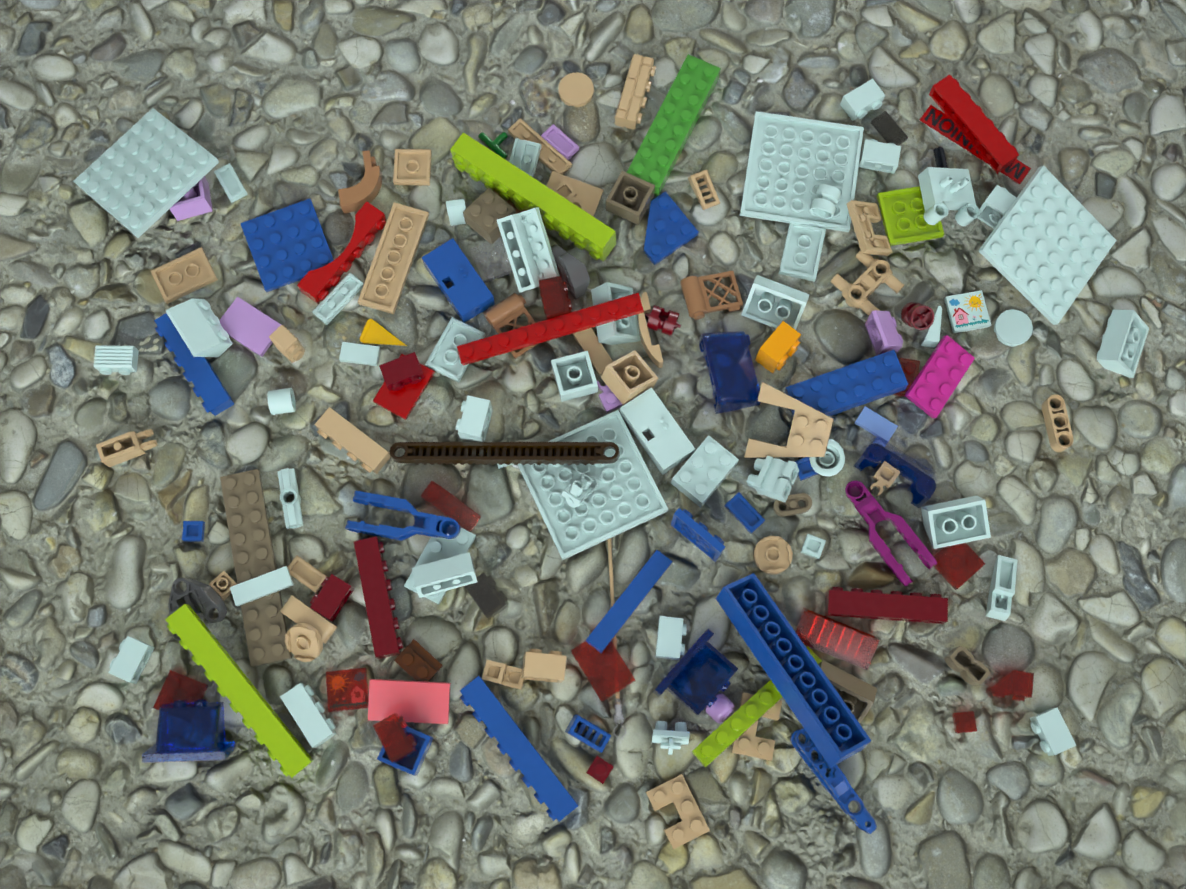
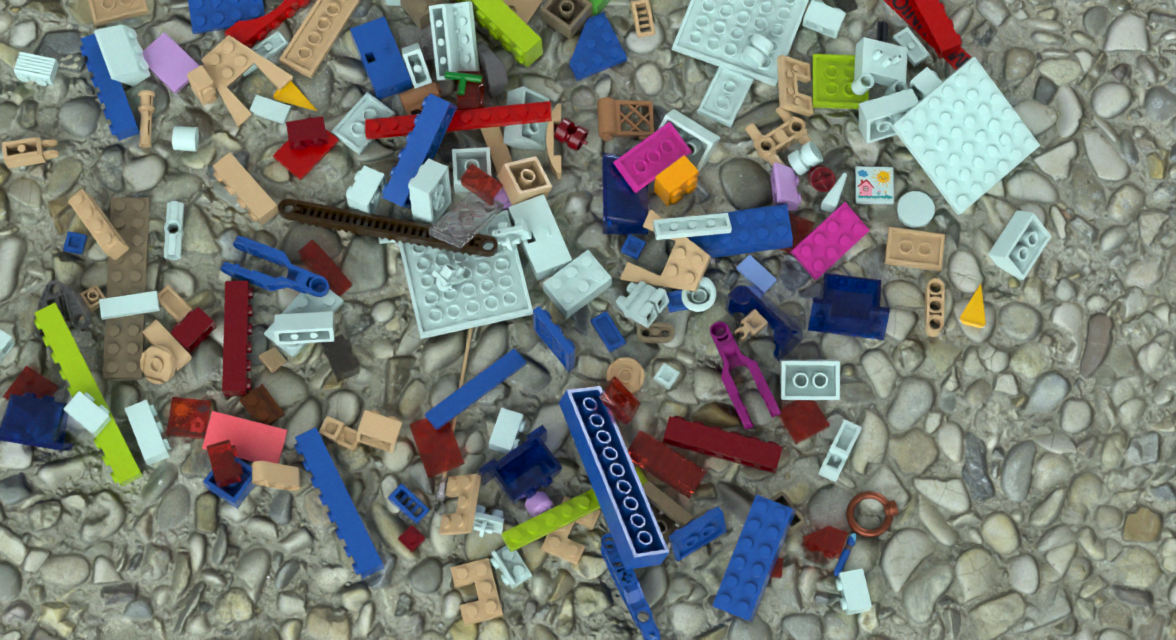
camera: 10 degrees right, 5 degrees down
(212, 509) = (98, 224): none -> tan brick
(236, 380) = (146, 110): none -> tan pin
(243, 714) = (87, 413): none -> light aqua brick
(309, 314) = (228, 63): none -> tan wing
(418, 611) = (272, 359): none -> tan slope
(449, 736) = (276, 475): none -> tan beam
(496, 281) = (416, 65): none -> light aqua brick
(519, 370) = (421, 145): none -> blue brick
(539, 409) = (430, 192): none -> light aqua brick
(547, 286) = (463, 78): none -> green piece
(581, 429) = (465, 220): none -> clear plate
(589, 391) = (481, 184): none -> clear red panel
(631, 437) = (512, 236): none -> light aqua hips
(649, 741) = (466, 489): none -> tan plate
(707, 778) = (511, 566): none -> light aqua bracket
(749, 421) = (633, 247): none -> blue plate
(750, 328) = (651, 157): none -> dark pink plate
(776, 584) = (620, 400): none -> clear red plate
(808, 392) = (692, 226): none -> light aqua plate
(886, 705) = (697, 533): none -> blue plate
(896, 300) = (804, 158): none -> light aqua wheel
(950, 722) = (754, 558): none -> blue brick
(963, 160) = (915, 50): none -> light aqua plate
(964, 240) = (879, 114): none -> light aqua brick
(977, 440) = (849, 307): none -> clear blue windscreen
(1022, 367) = (914, 249): none -> tan tile
(1031, 701) = (845, 554): none -> blue piece
(1065, 638) = (889, 507): none -> copper piece
(1094, 419) = (974, 311): none -> yellow sticker

